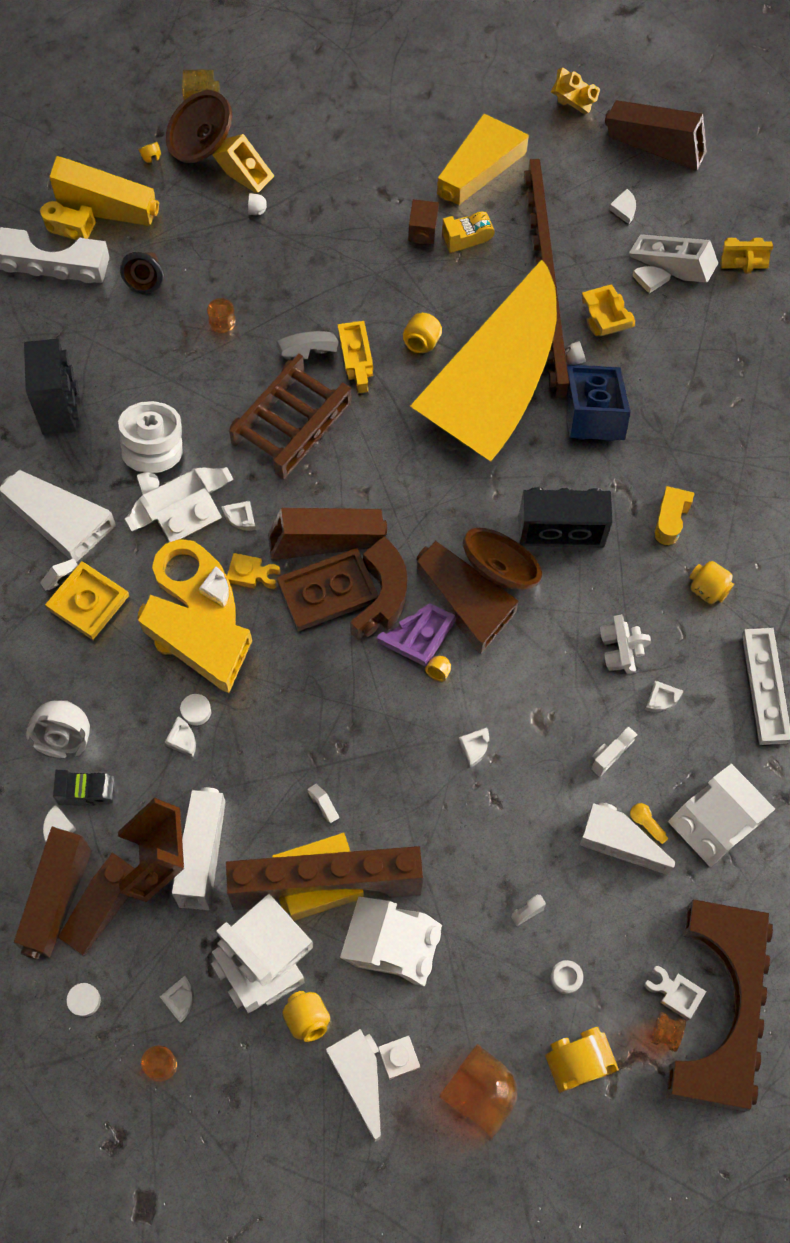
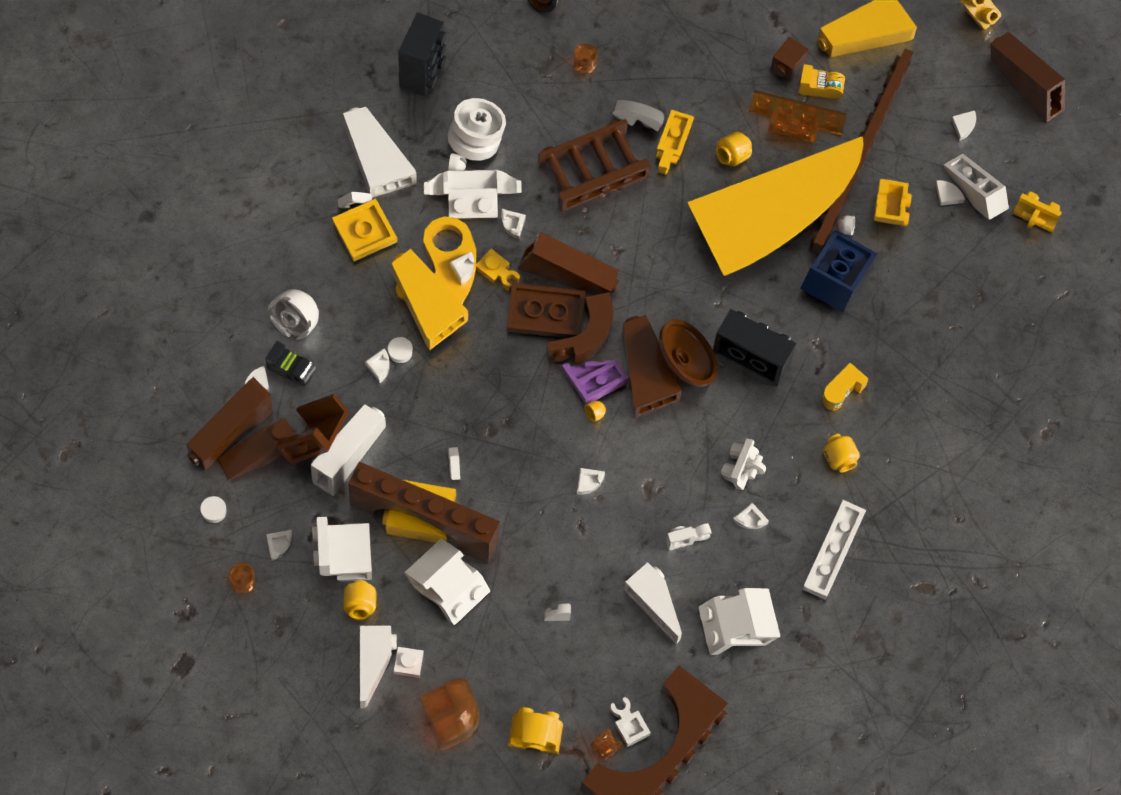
camera: 25 degrees right, 0 degrees up
(264, 941) = (357, 530): white piece -> none
(463, 273) = (796, 117): none -> clear orange bracket
(566, 977) = (558, 672): white tile -> none
(642, 815) = (681, 591): yellow piece -> none

